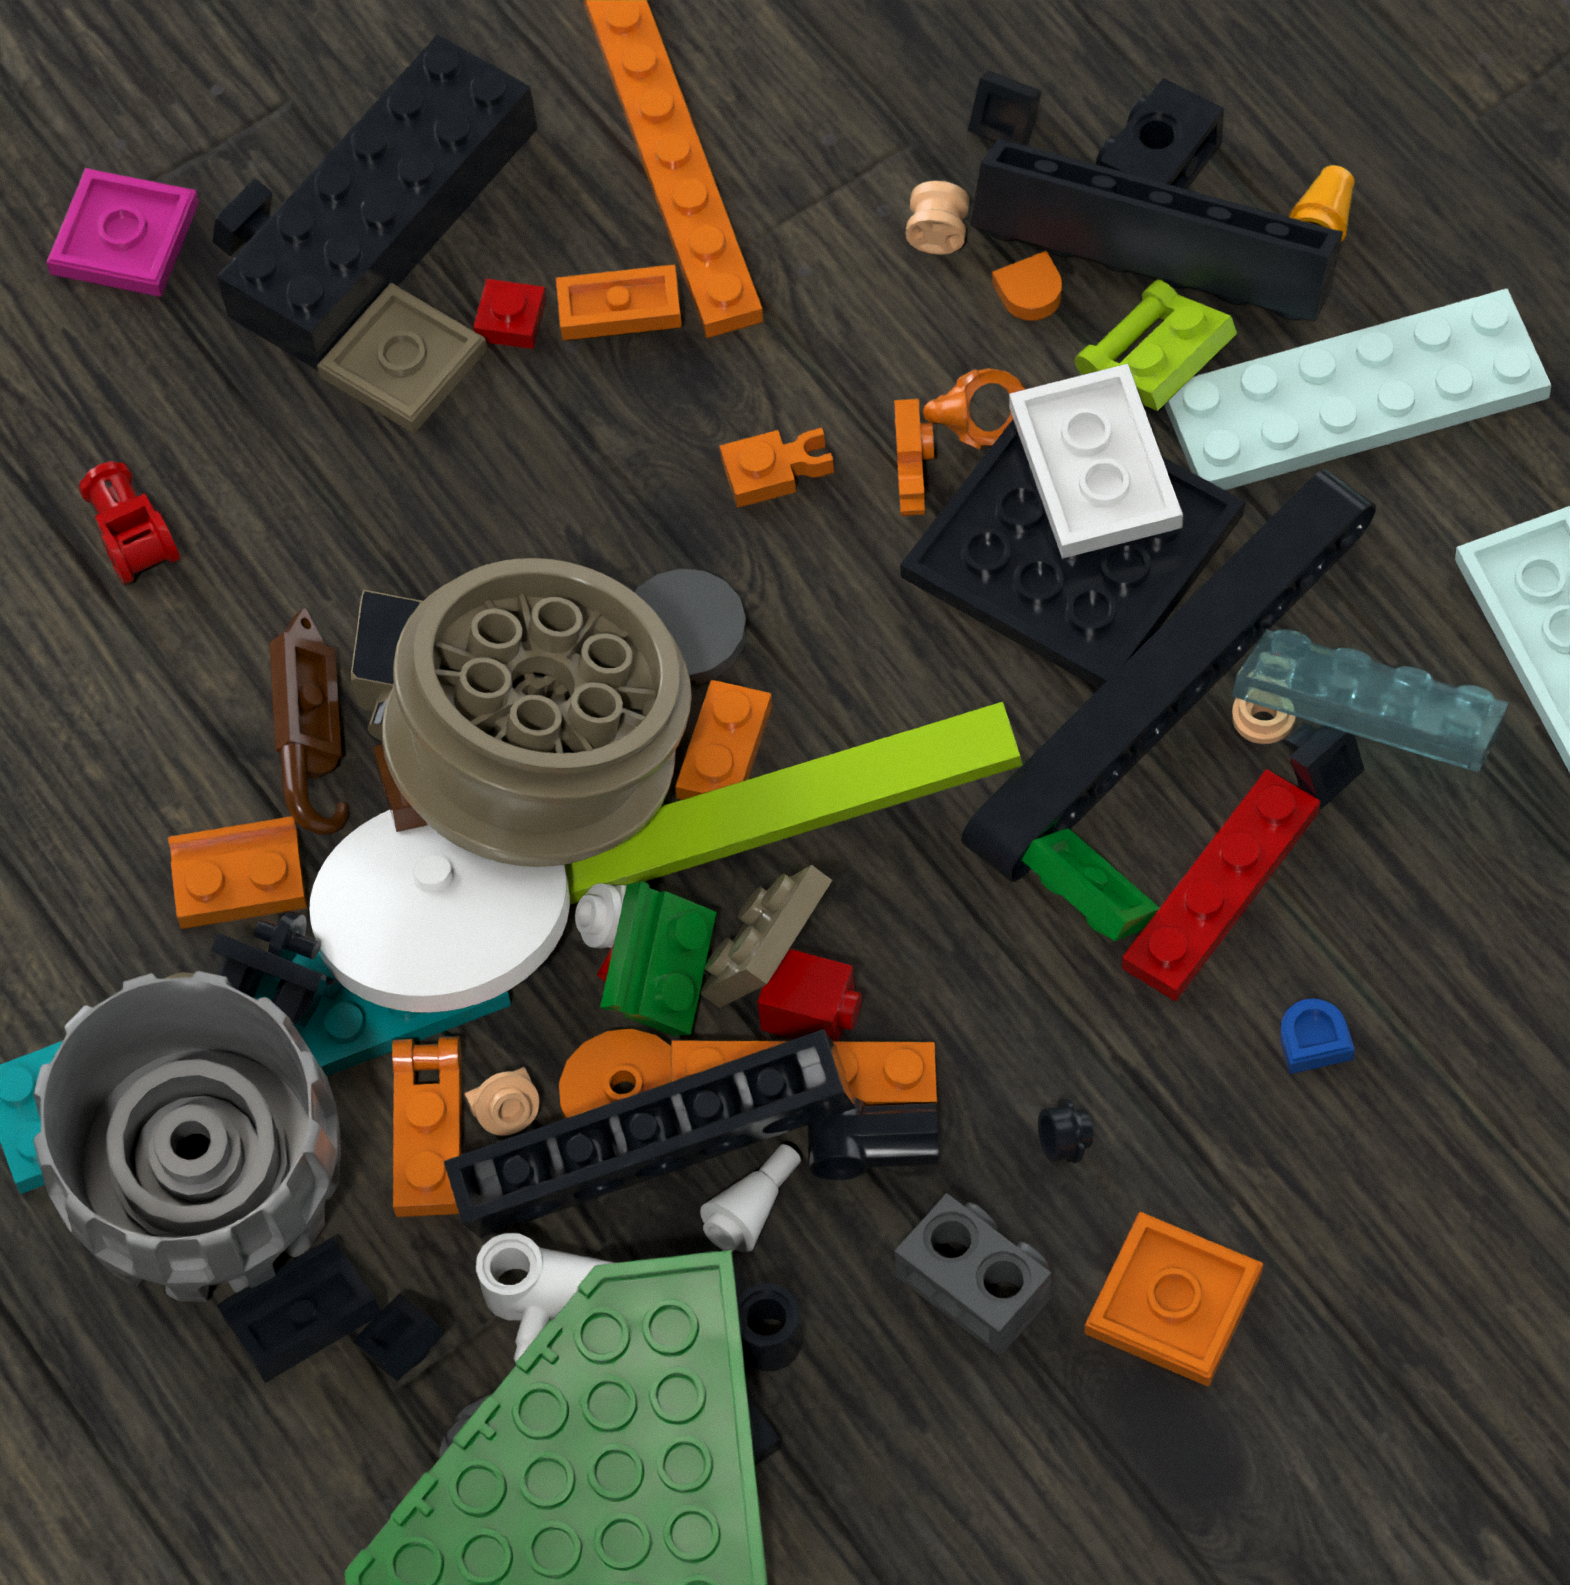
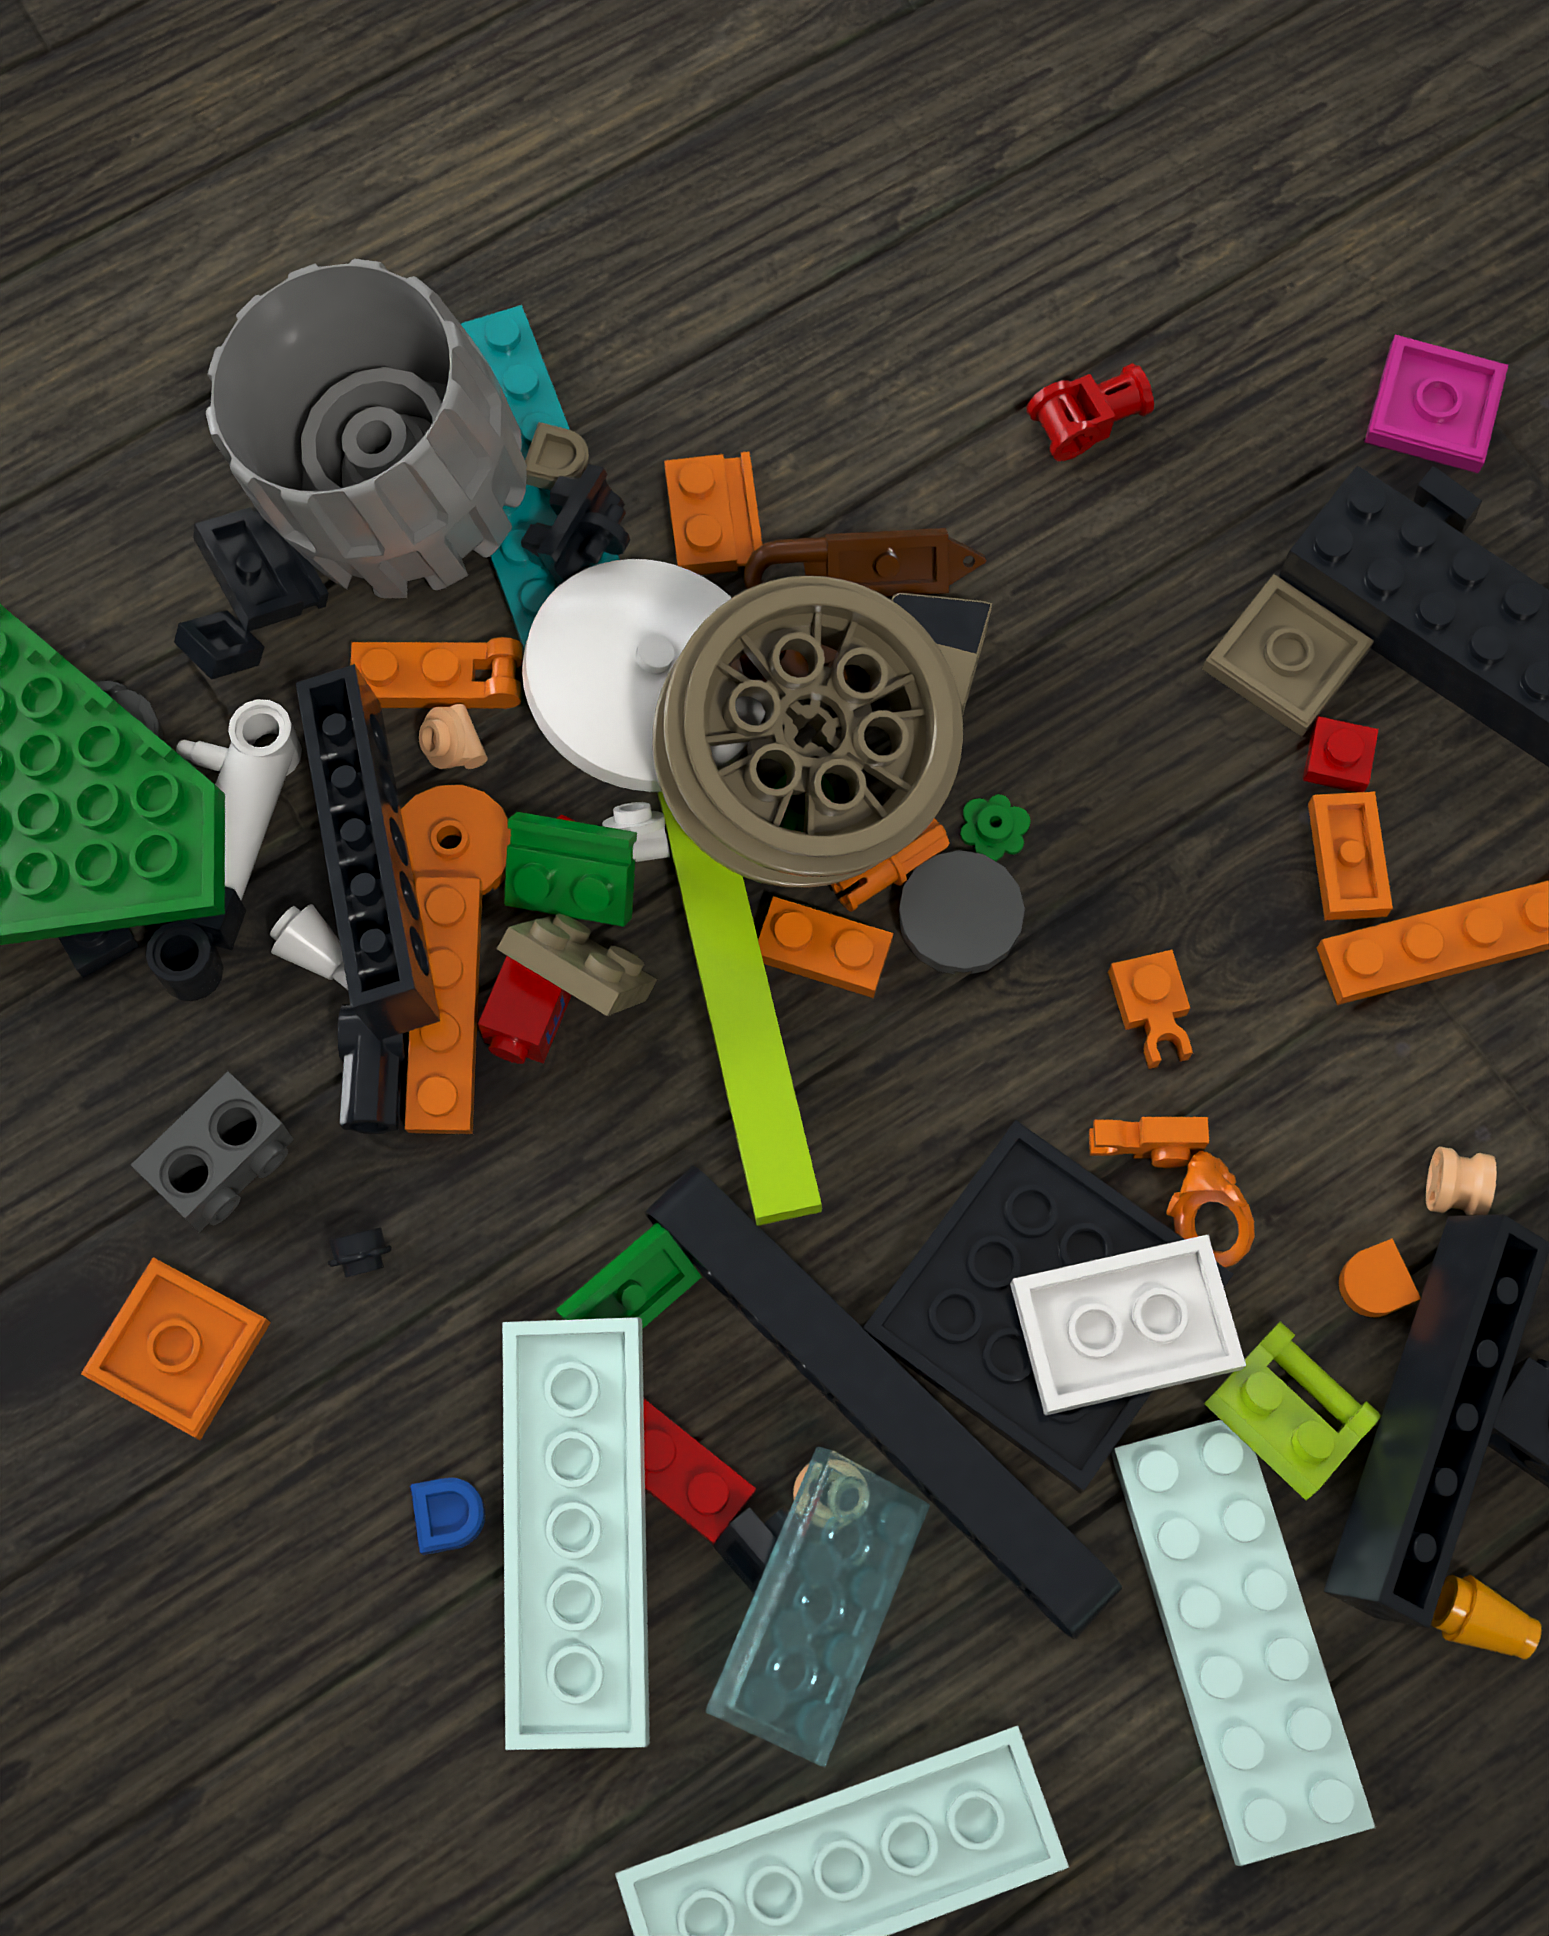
camera: 85 degrees right, 10 degrees up
(1323, 904) = (574, 1535): none -> light aqua plate

